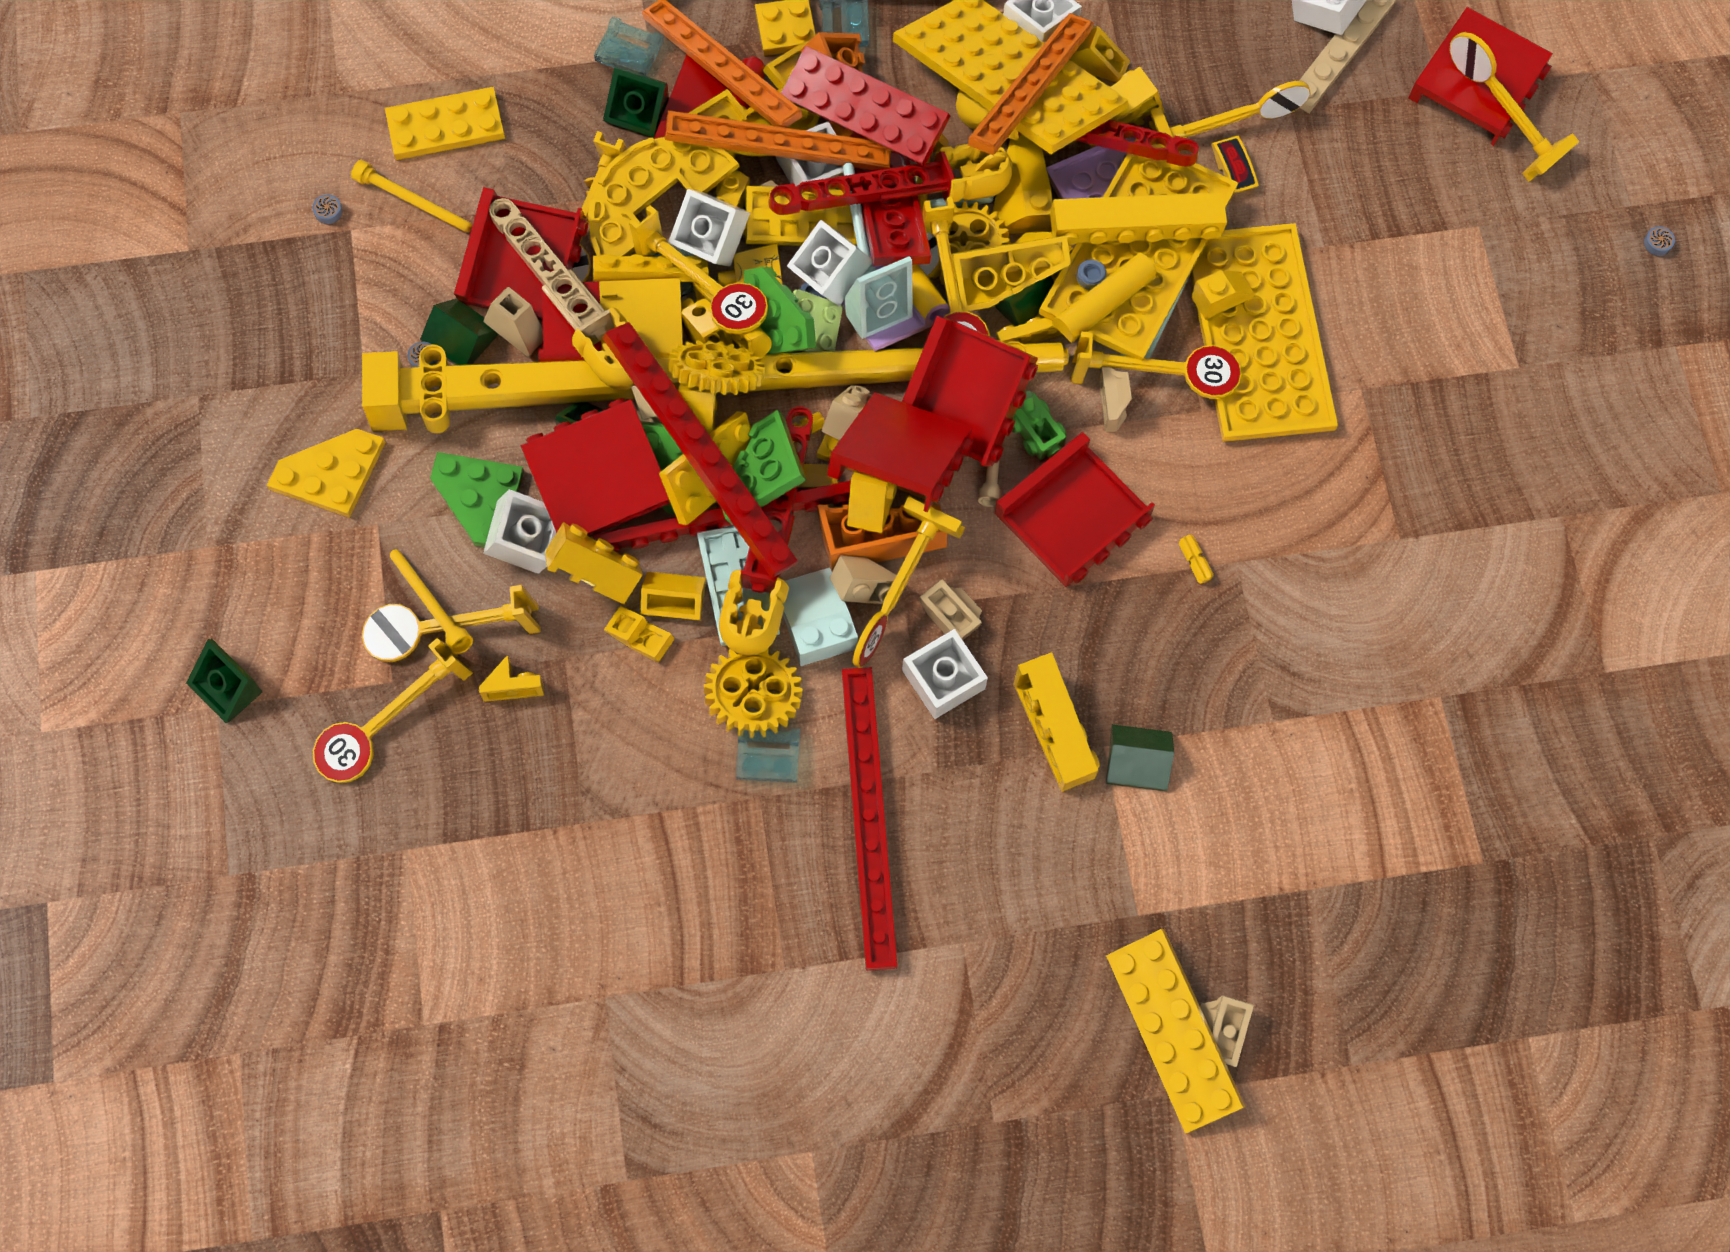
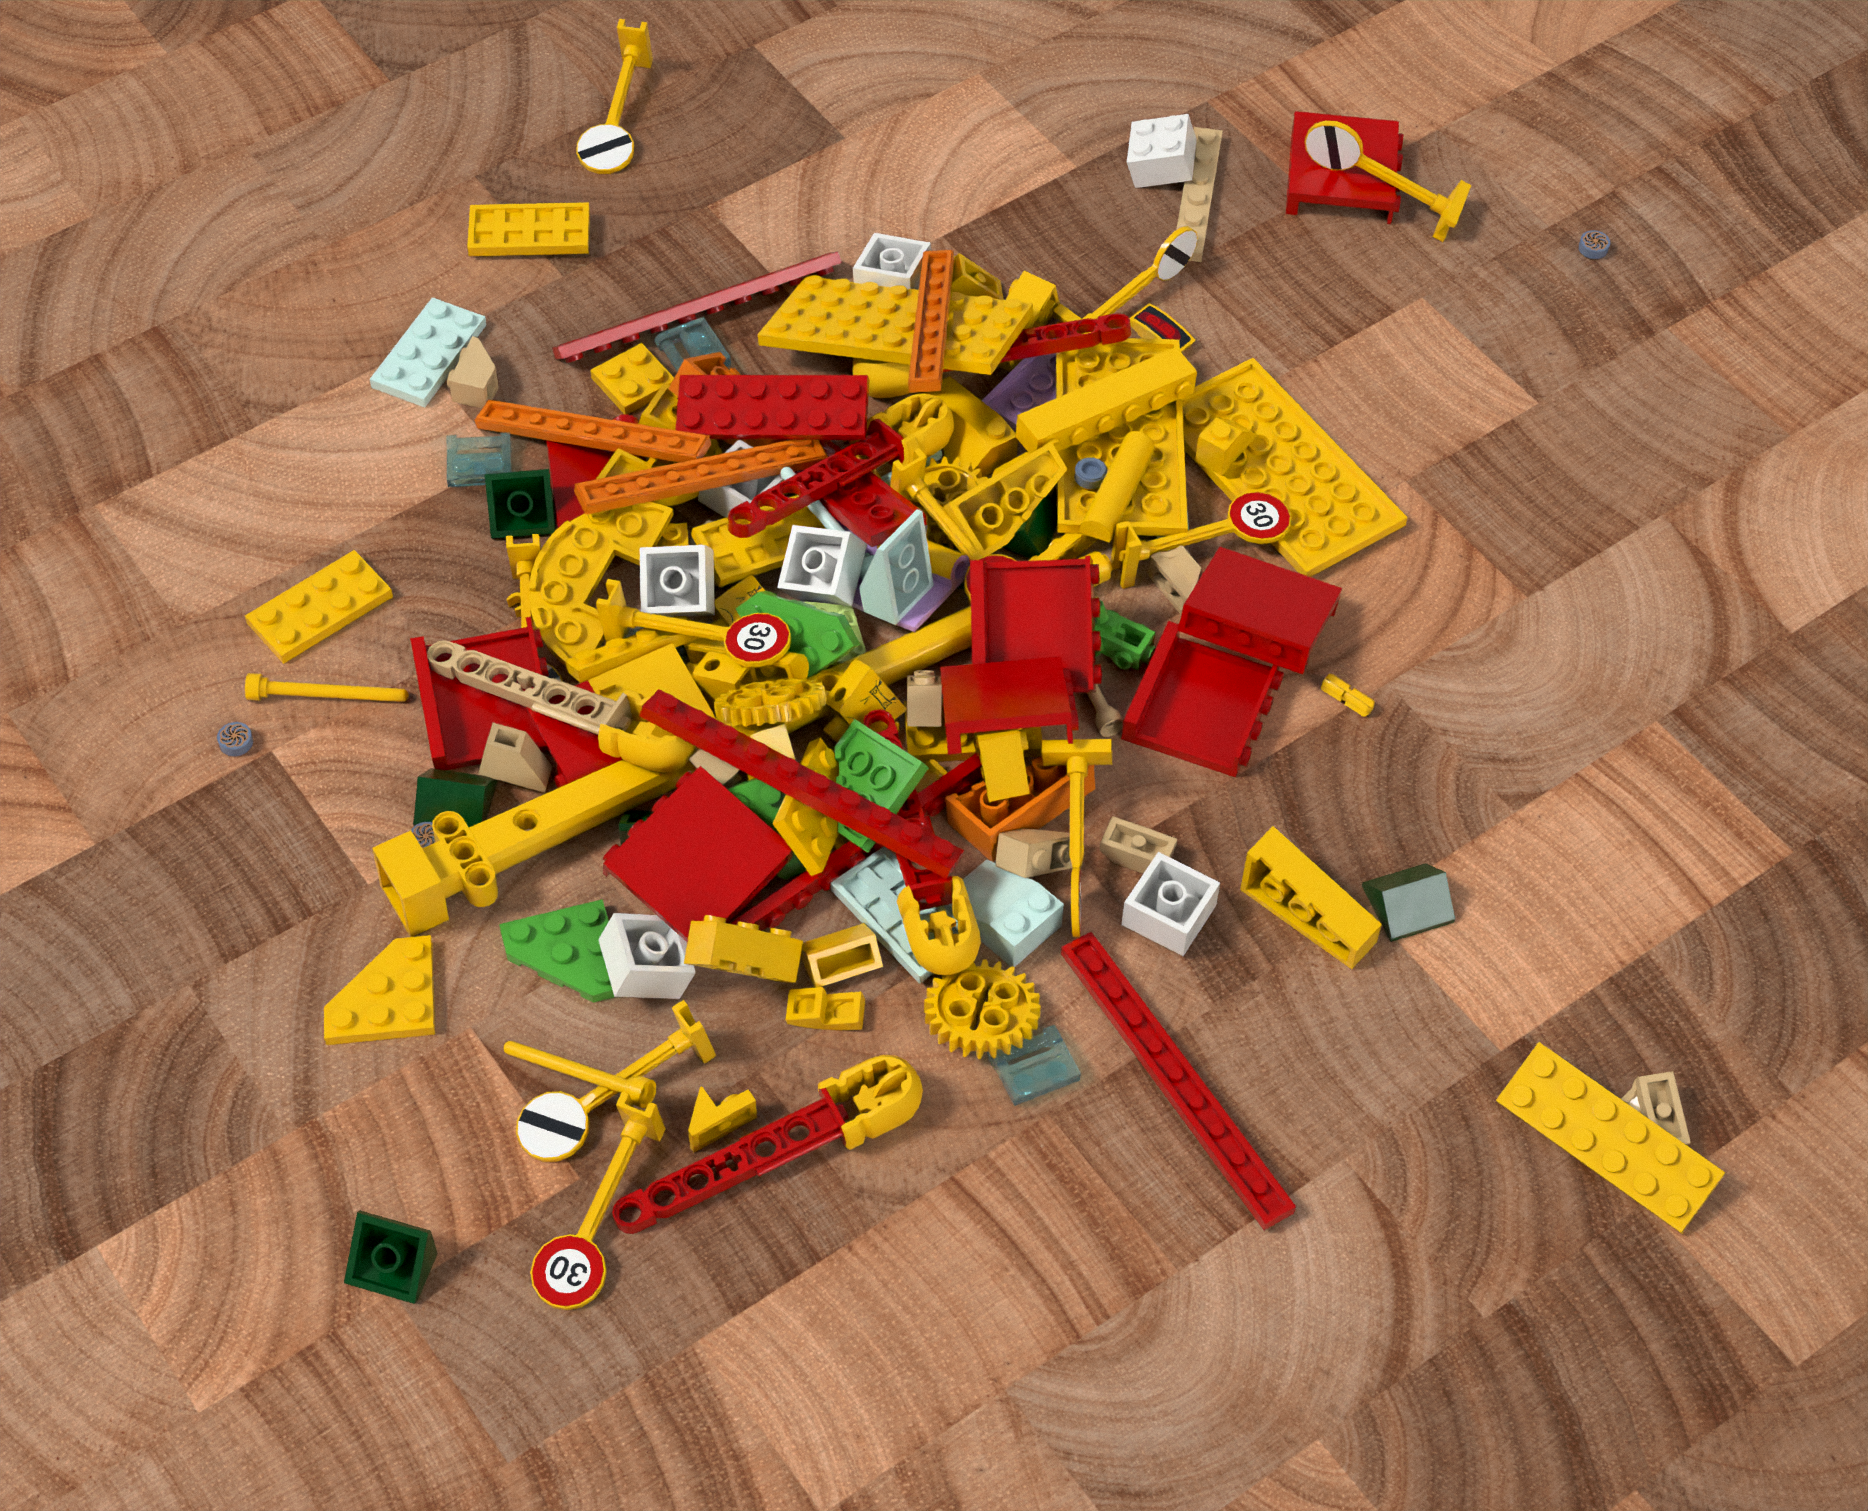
camera: 25 degrees left, 15 degrees down
(650, 720) = (886, 1089): none -> red piece
(798, 387) = (855, 696): none -> yellow torso
(1161, 454) = (1259, 609): none -> red panel

